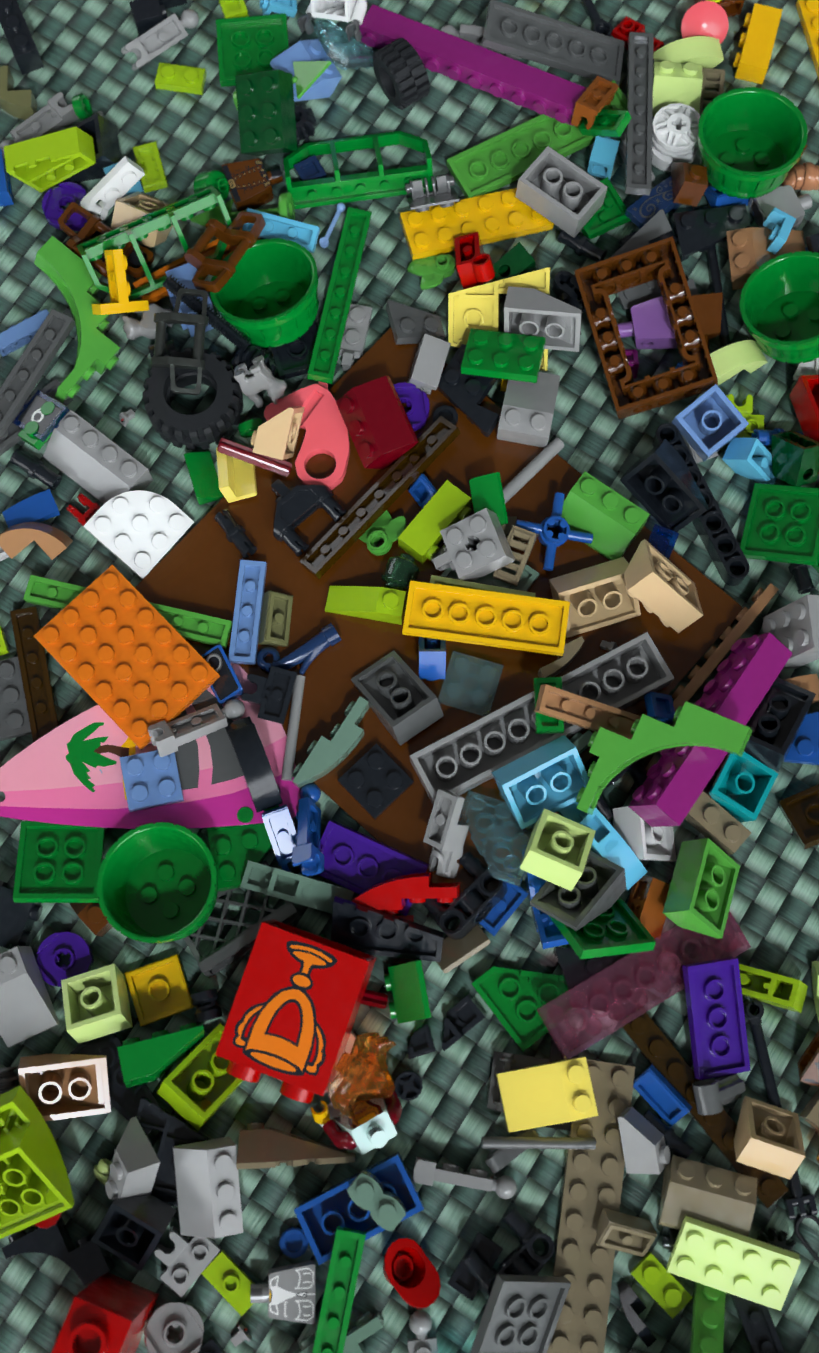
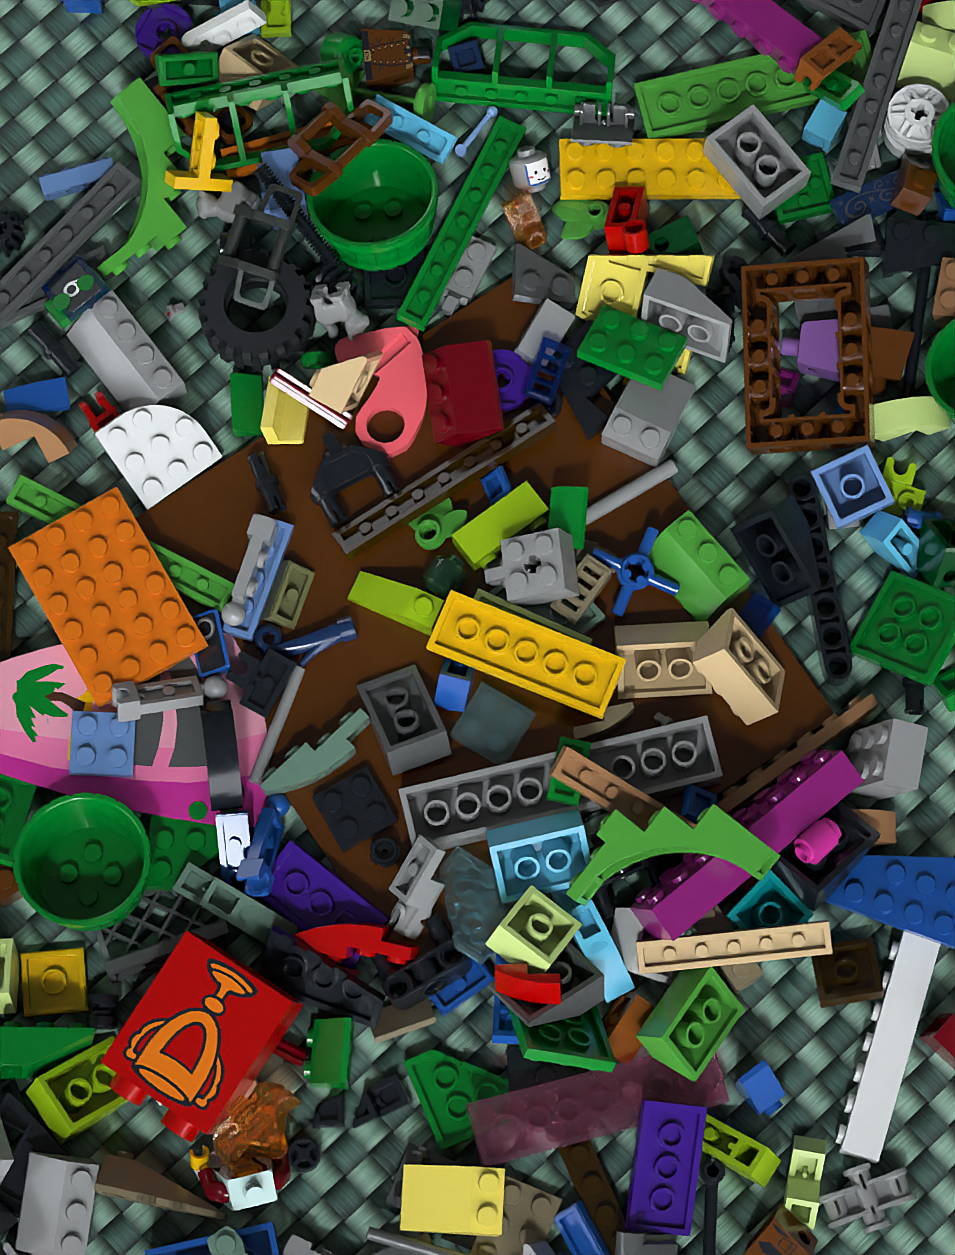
camera: 15 degrees right, 0 degrees up
(89, 222) = (187, 68): none -> green slope
(241, 575) = (261, 534): none -> light grey plate
(383, 241) = (530, 169): none -> light grey head
(388, 280) = (524, 221): none -> clear orange hips
(417, 810) = (376, 852): none -> black plate
(428, 407) = (527, 388): none -> clear blue slope
(553, 894) = (536, 988): none -> red slope
(726, 817) = (734, 947): none -> tan plate
(770, 712) = (817, 841): none -> dark pink brick
(775, 930) = (761, 1089): none -> blue slope

